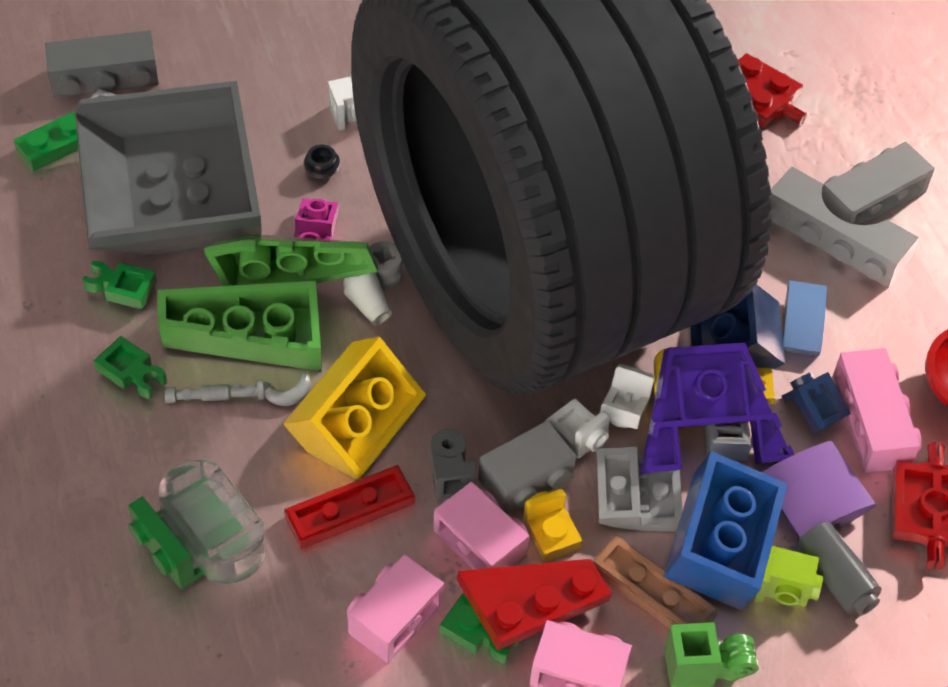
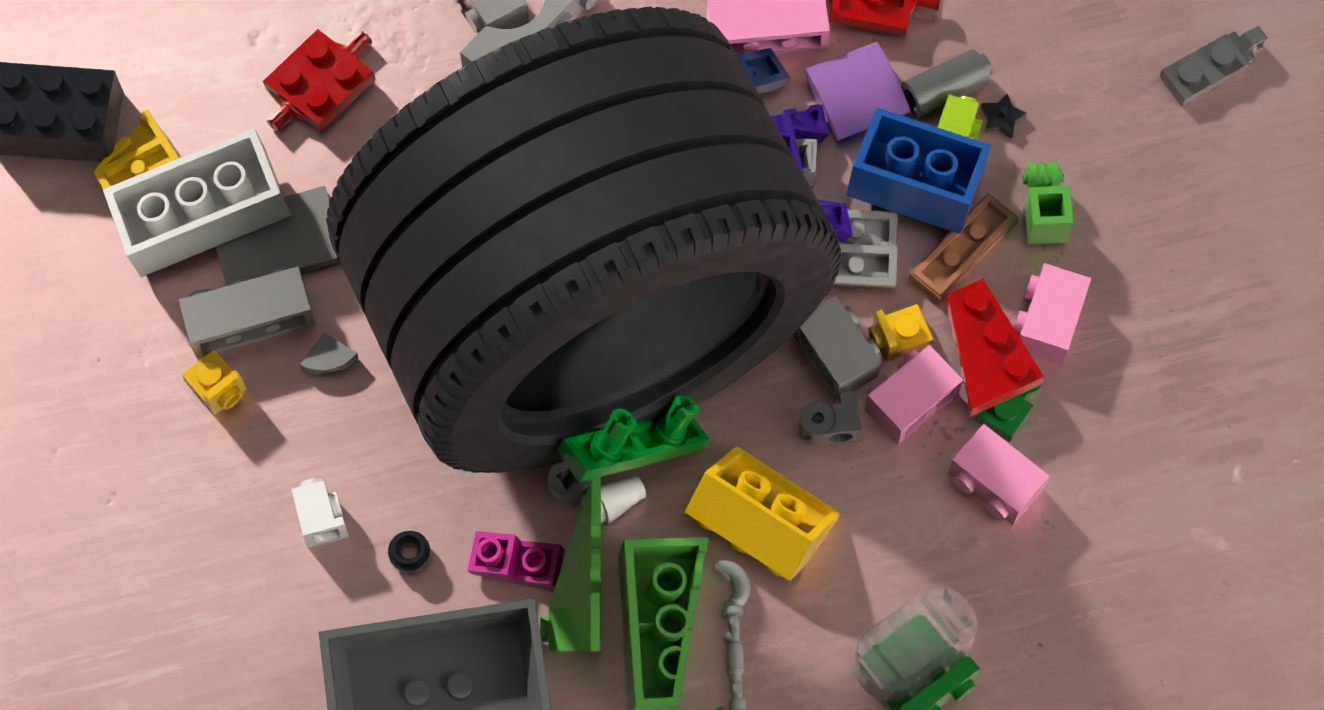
camera: 85 degrees left, 15 degrees up
(349, 506) = (874, 522): red tile -> none
(403, 278) = (635, 444): none -> green plate
(814, 630) = (1002, 116): none -> black piece

